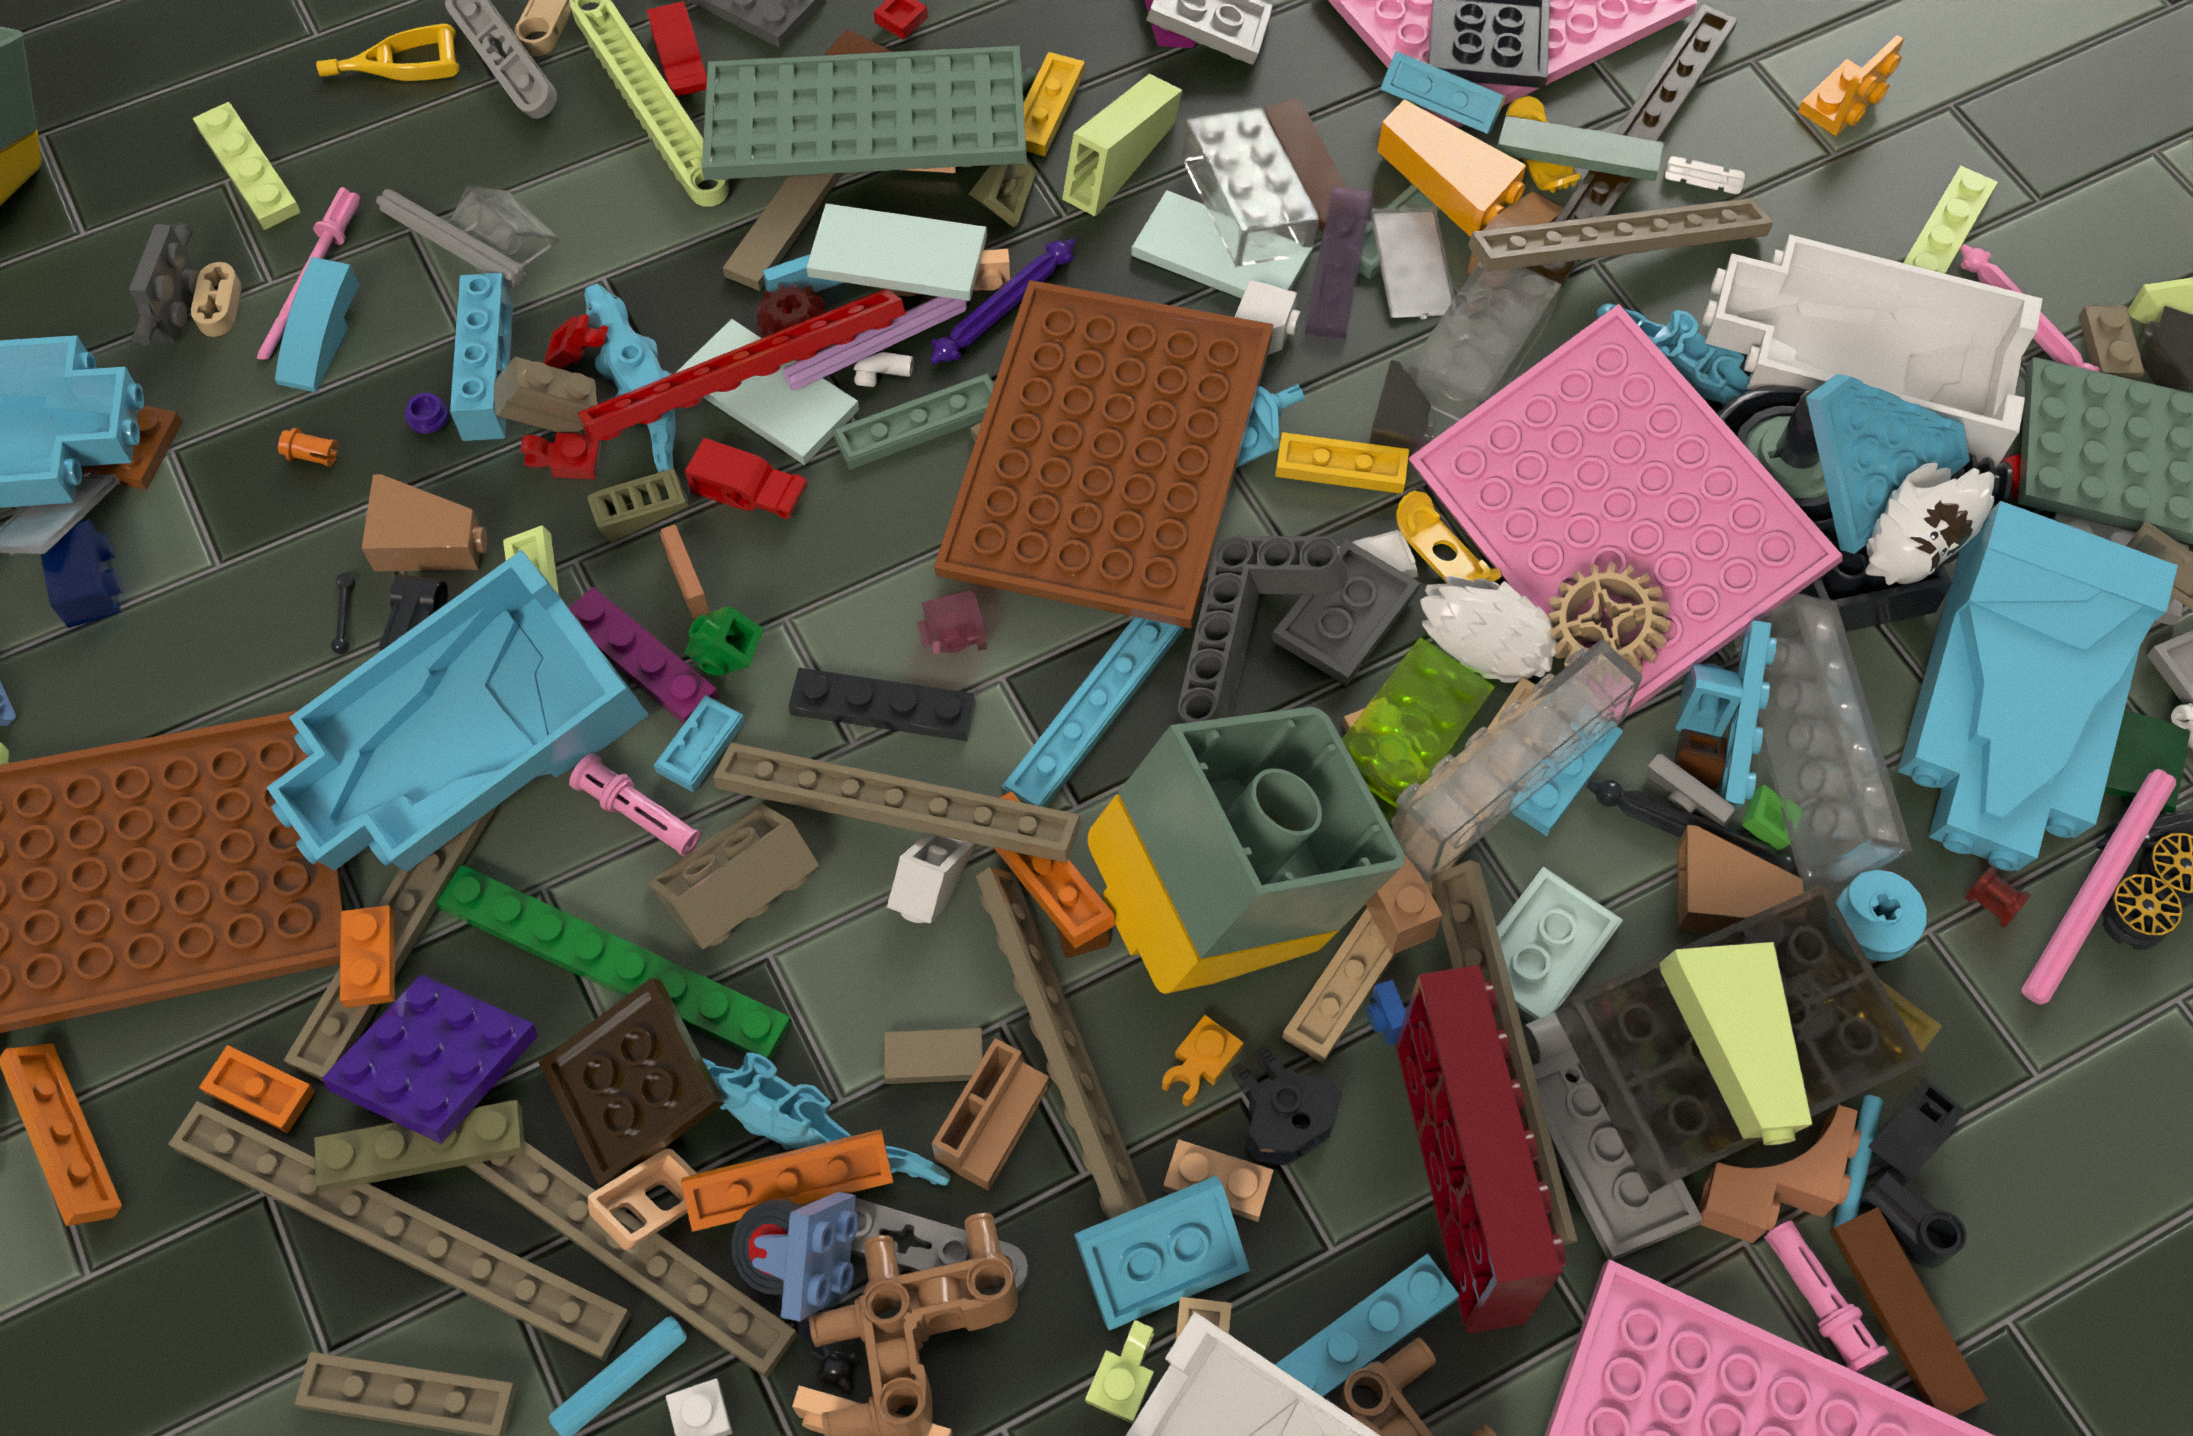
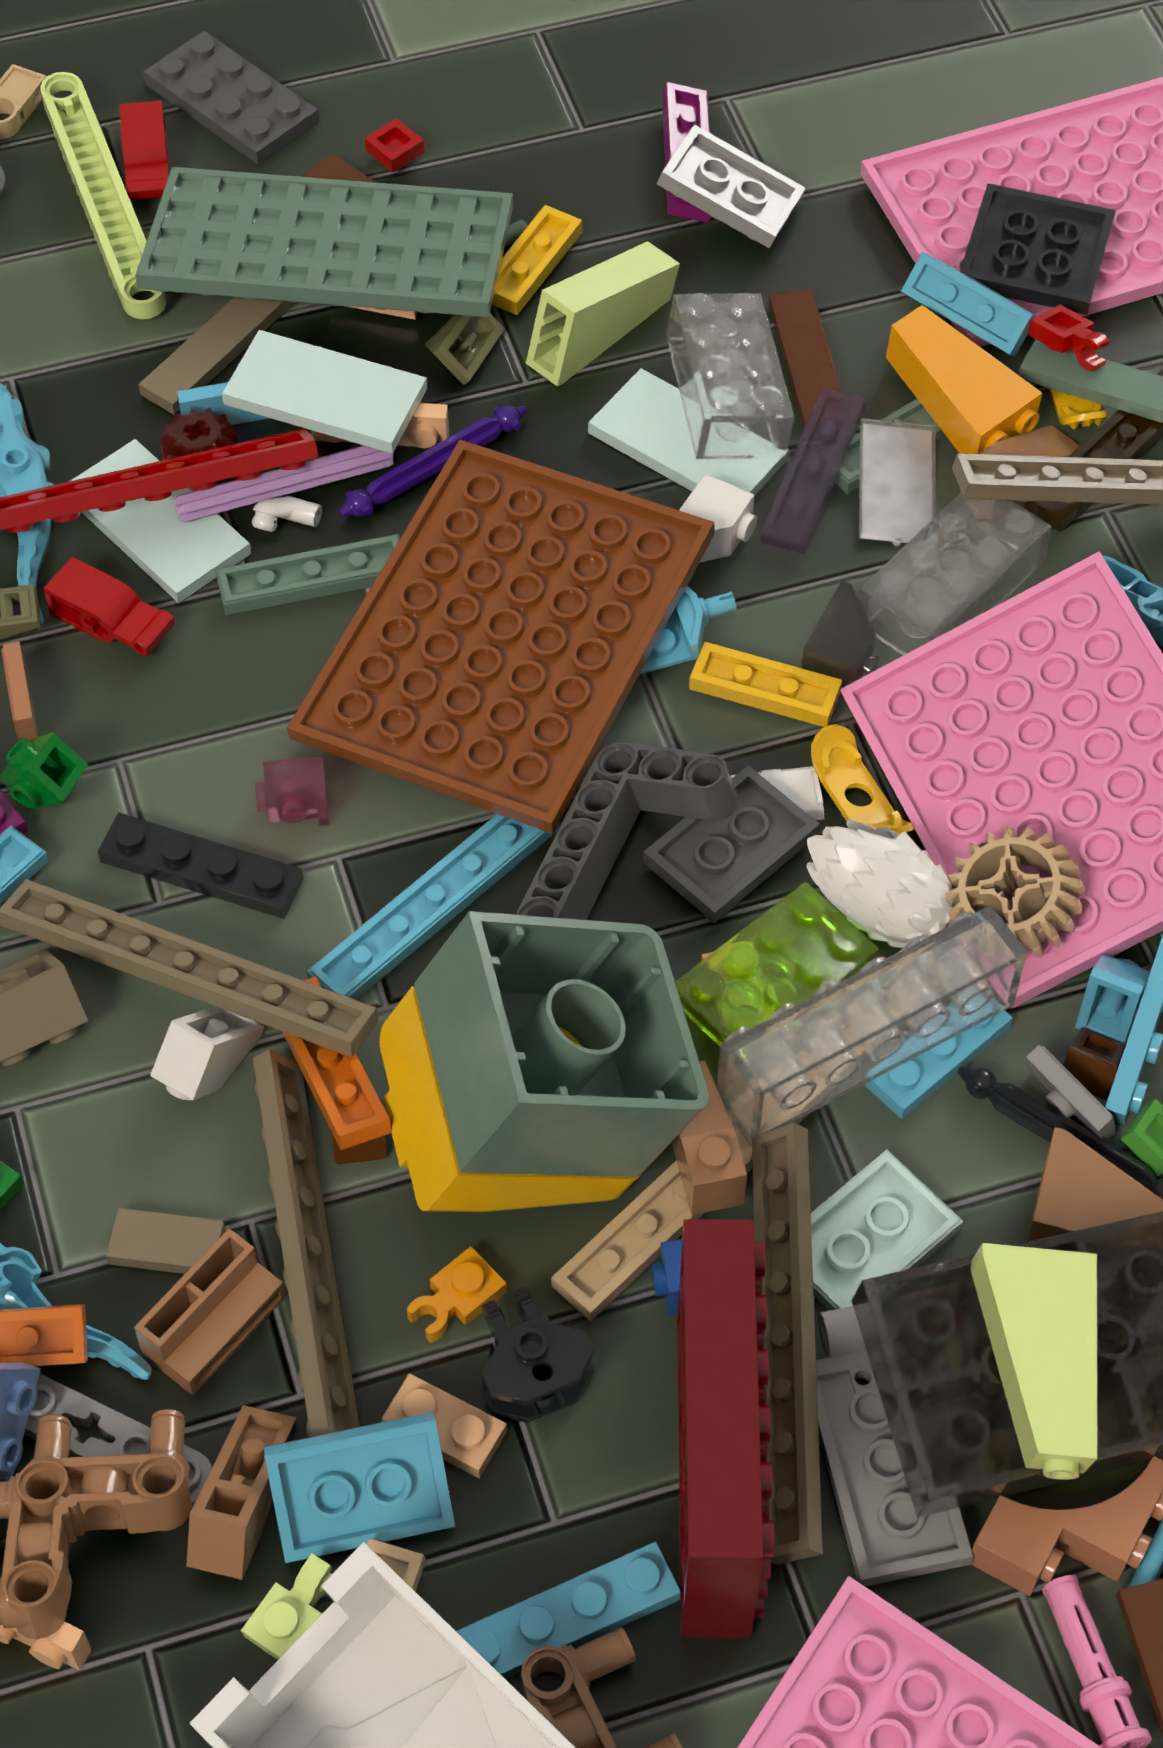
camera: 10 degrees right, 5 degrees down
(1055, 1274) = (236, 1495): none -> medium nougat slope
(1532, 105) = (1066, 330): none -> red plate

